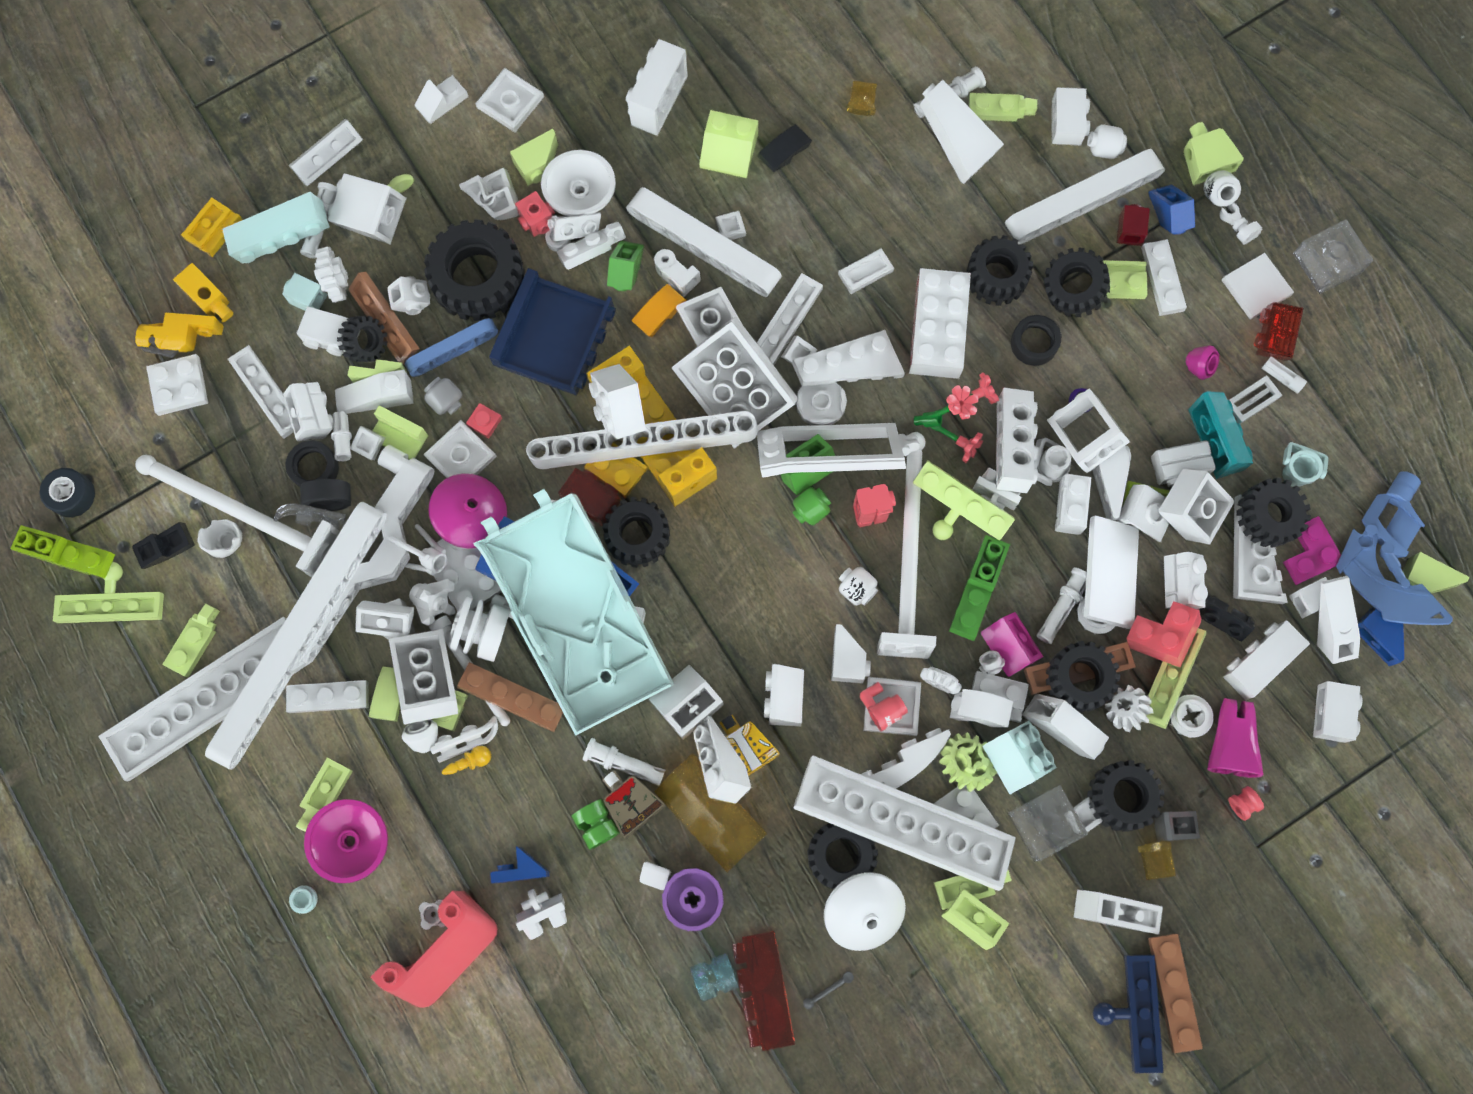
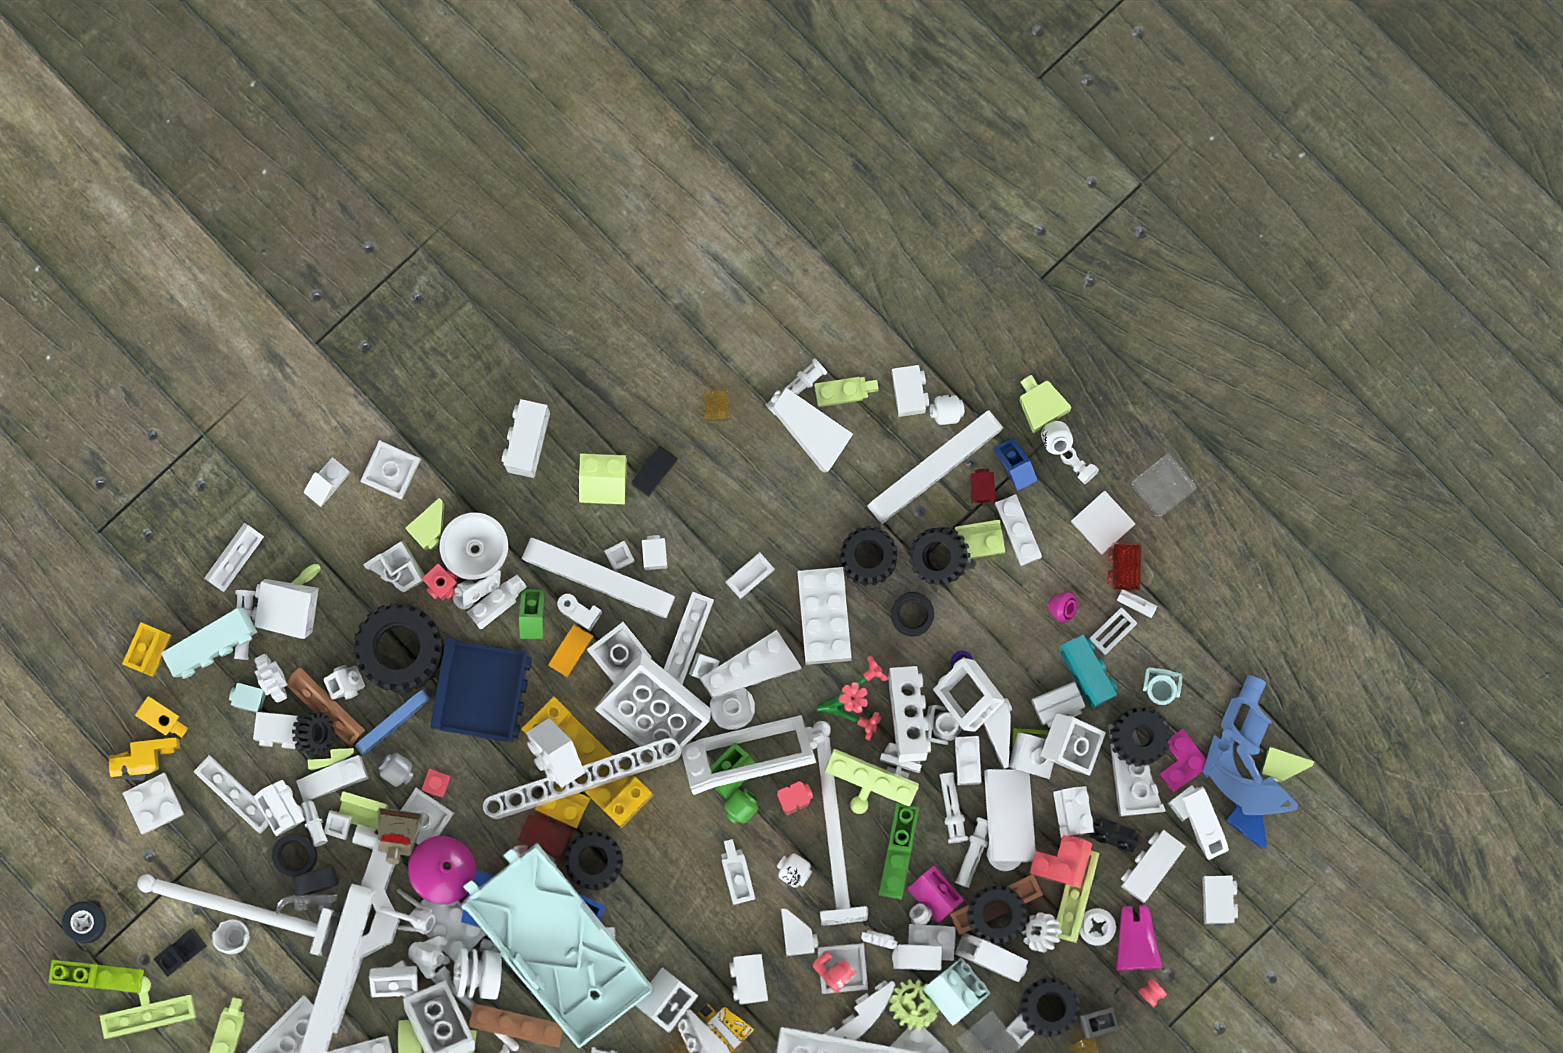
camera: 10 degrees left, 5 degrees up
(427, 458) = (397, 833): none -> dark tan torso
(768, 228) = (654, 553): none -> white brick
(793, 579) = (737, 874): none -> white hinge
(1049, 566) = (955, 821): none -> white pin

